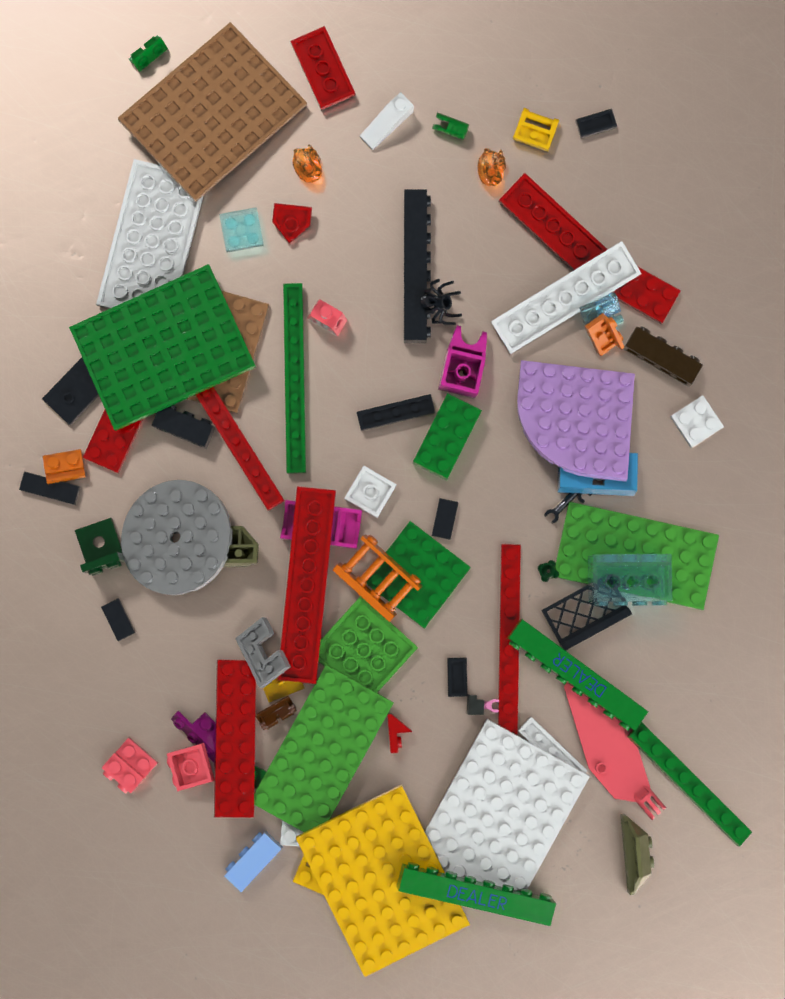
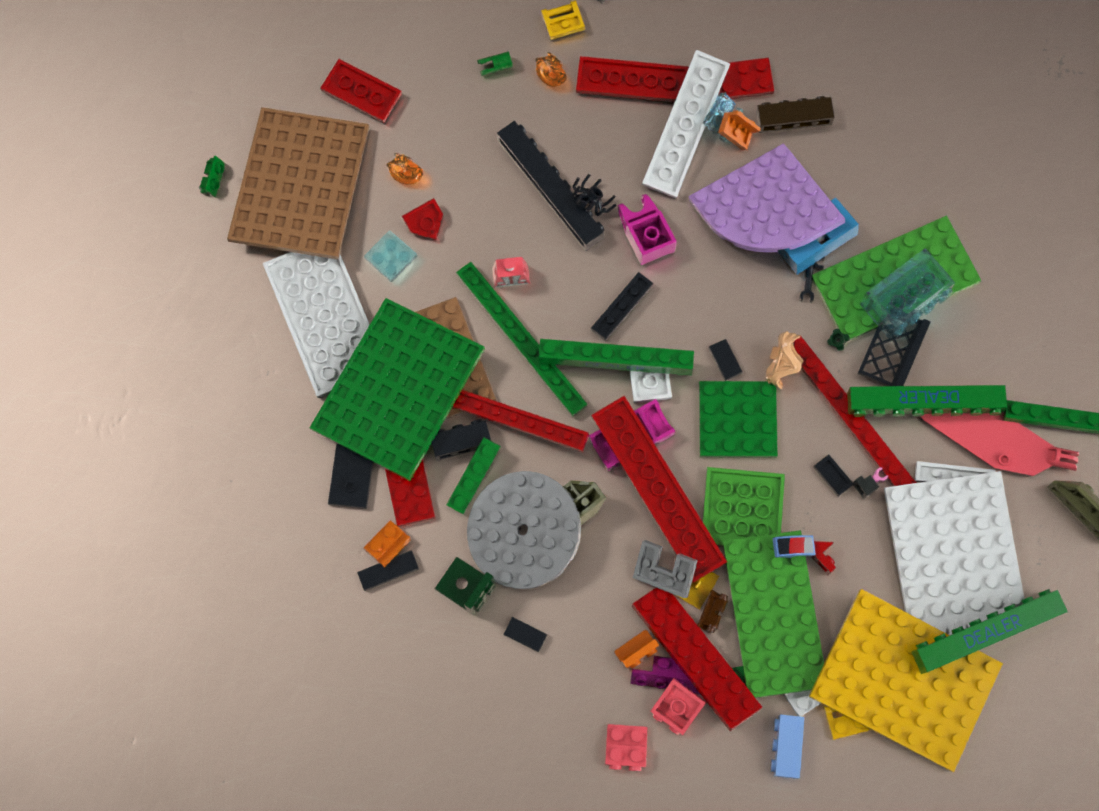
camera: 30 degrees left, 10 degrees down
(171, 462) = (473, 475): none -> green plate
(193, 697) = (636, 648): none -> orange bracket
(355, 452) = (616, 357): none -> green brick
(359, 583) = (698, 457): orange fence -> none
(376, 712) = (793, 546): none -> slope
(387, 120) = (442, 93): white slope -> none
(446, 437) = (677, 295): green brick -> none
(490, 557) = (785, 359): none -> light nougat piece
(697, 421) = (859, 144): white plate -> none

